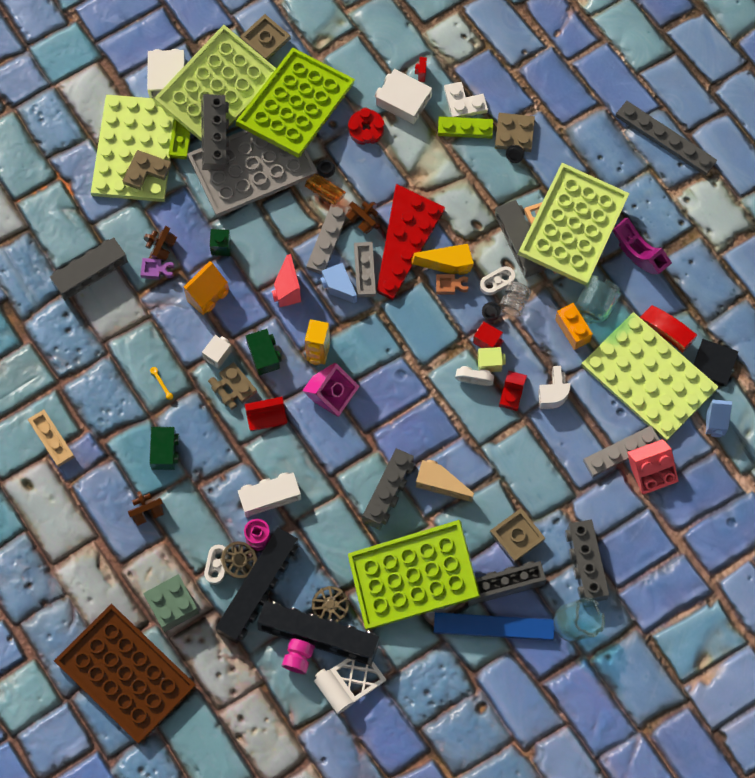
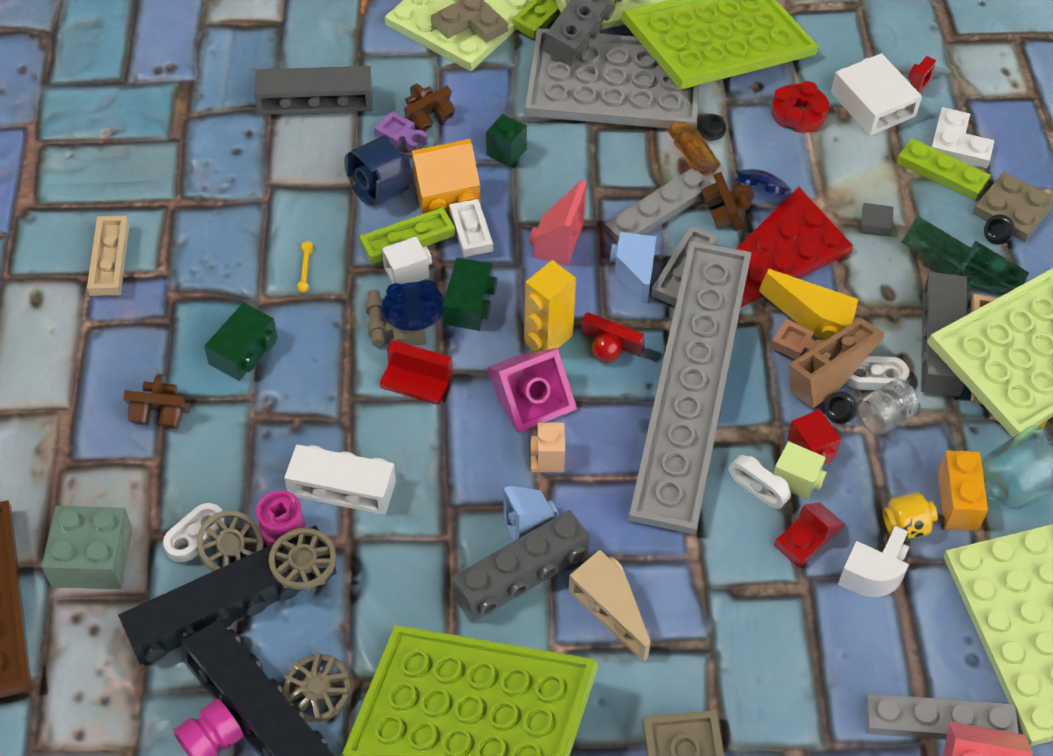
camera: 30 degrees right, 15 degrees down
(165, 304) = (377, 171): none -> dark blue brick
(204, 333) = (427, 227): none -> lime plate
(236, 309) = (471, 228): none -> white plate
(241, 377) = (413, 305): none -> clear blue dish
(285, 548) = (302, 559): none -> dark tan wheel
(354, 337) = (611, 338): none -> red tile
(361, 418) = (548, 448): none -> light nougat brick
(376, 192) = (772, 183): none -> clear blue dish
(376, 461) = (525, 510): none -> light blue slope
(411, 340) = (690, 389): none -> light grey plate
(447, 181) = (877, 219): none -> dark grey tile
(475, 289) = (832, 362): none -> medium nougat slope
(508, 186) = (948, 255): none -> clear green slope
(556, 354) = (911, 514): none -> yellow head

